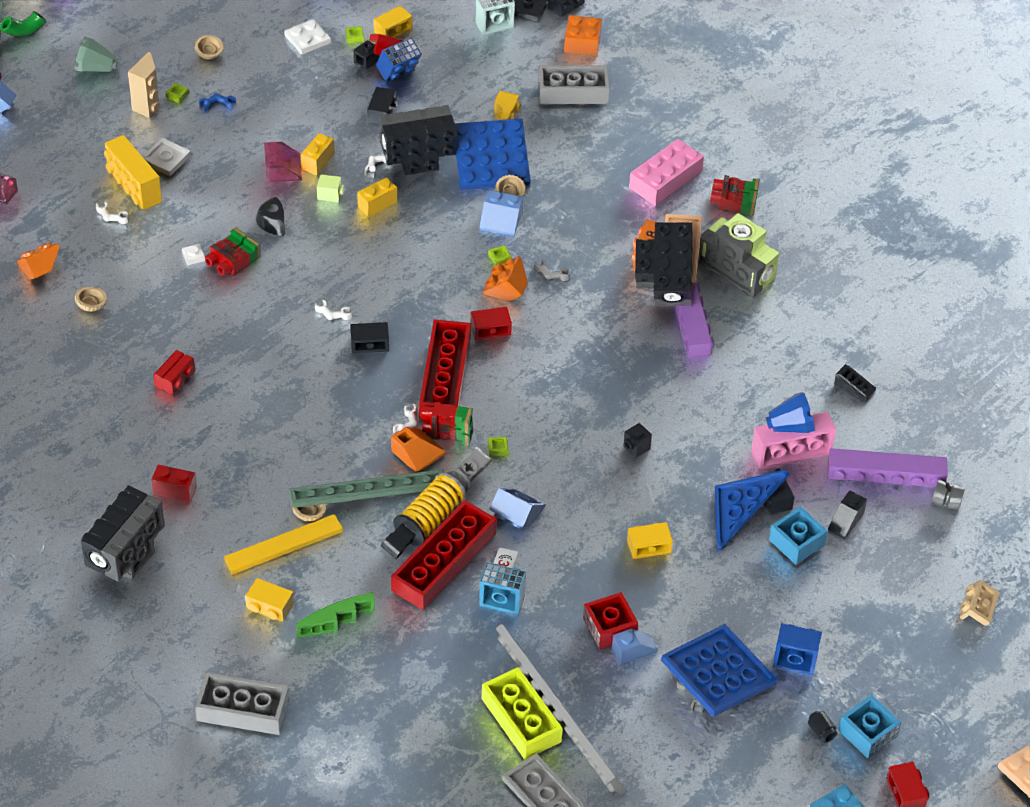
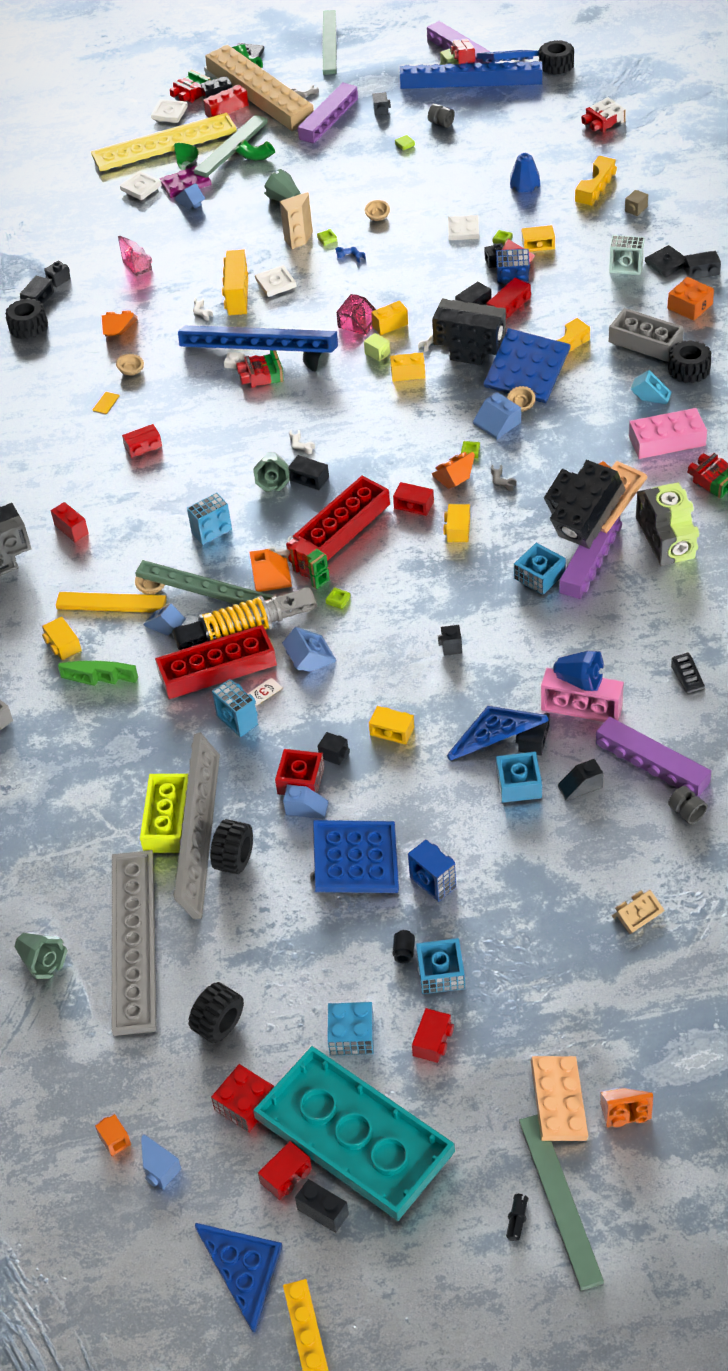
camera: 40 degrees right, 0 degrees up
(94, 348) = (106, 402): none -> yellow sticker
(209, 223) = (258, 338): none -> blue brick
(319, 421) = (209, 518): none -> dark azure brick
(337, 350) = (271, 472): none -> sand green cone
(356, 537) = (165, 619): none -> medium blue slope
(417, 91) = (511, 296): none -> red brick
(551, 329) = (457, 523): none -> yellow brick
(612, 713) = (231, 846): none -> black tyre
(616, 135) = (650, 388): none -> medium azure slope
(617, 582) = (334, 748): none -> black brick
(632, 96) = (689, 361): none -> black tyre
(661, 341) = (539, 568): none -> dark azure brick

